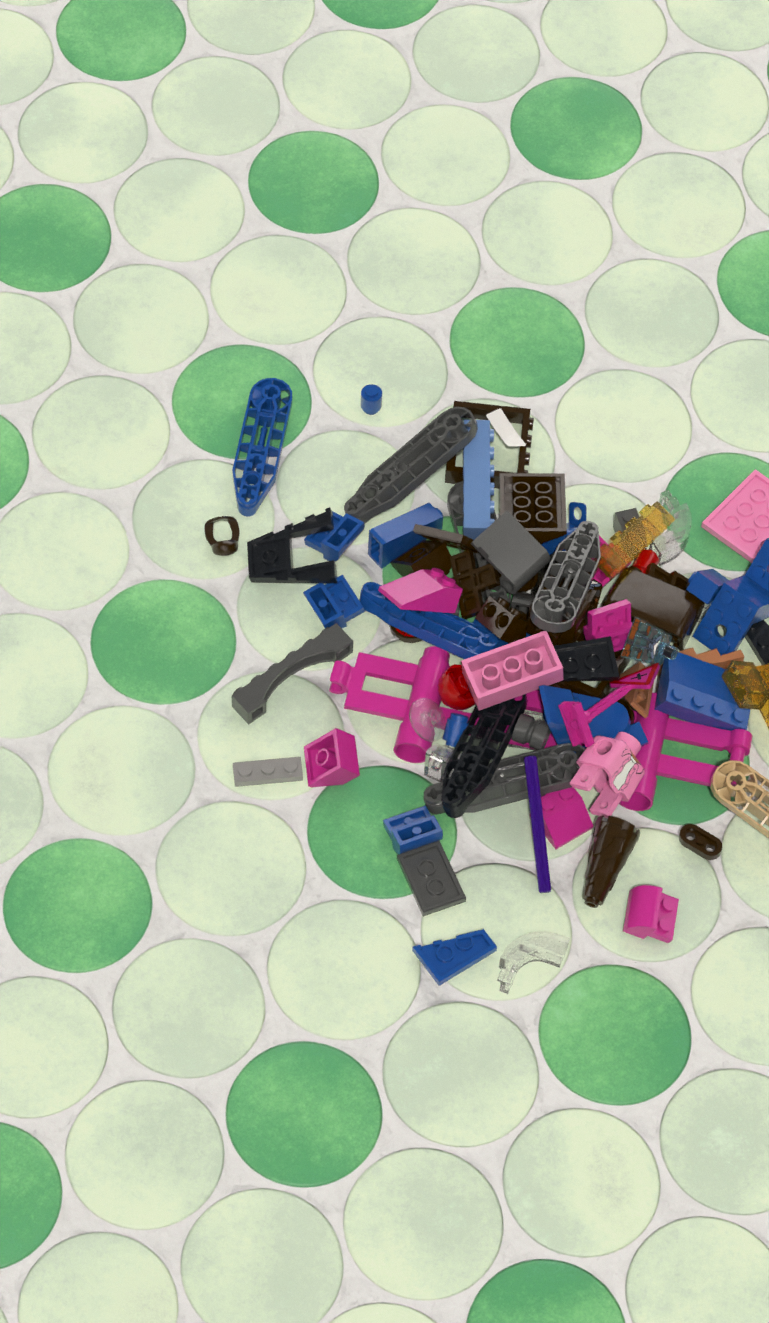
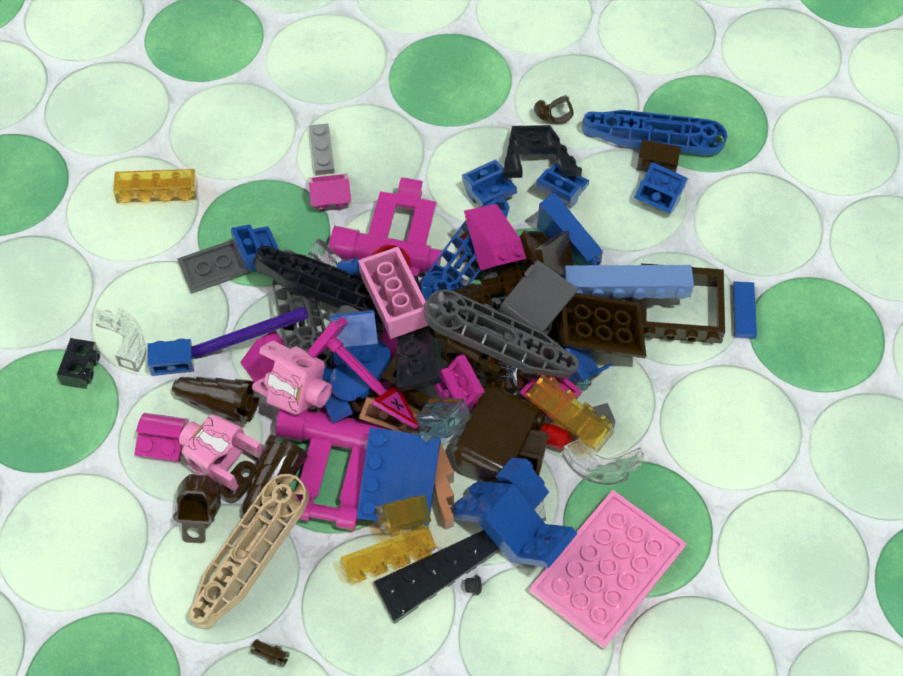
camera: 90 degrees right, 0 degrees up
(299, 445) = (658, 153): none -> dark brown brick
(322, 938) = (155, 185): none -> clear yellow brick
(329, 646) = (390, 134): dark grey arch -> none
(344, 446) = (661, 188): none -> blue brick
(371, 399) = (717, 208): blue brick -> none
(412, 464) = (638, 230): dark grey beam -> none
(427, 719) = (362, 234): clear dish -> none
(454, 956) = (133, 281): blue wing -> none
(492, 394) = (744, 310): none -> blue tile
(504, 428) = (696, 310): white sticker -> none
(555, 909) = (170, 357): none -> blue brick
(563, 1006) = (74, 362): none -> black brick
(672, 856) = (215, 447): none -> bright pink piece
(698, 806) = (275, 460): none -> dark brown cone
(733, 873) = (196, 505): none -> dark brown piece

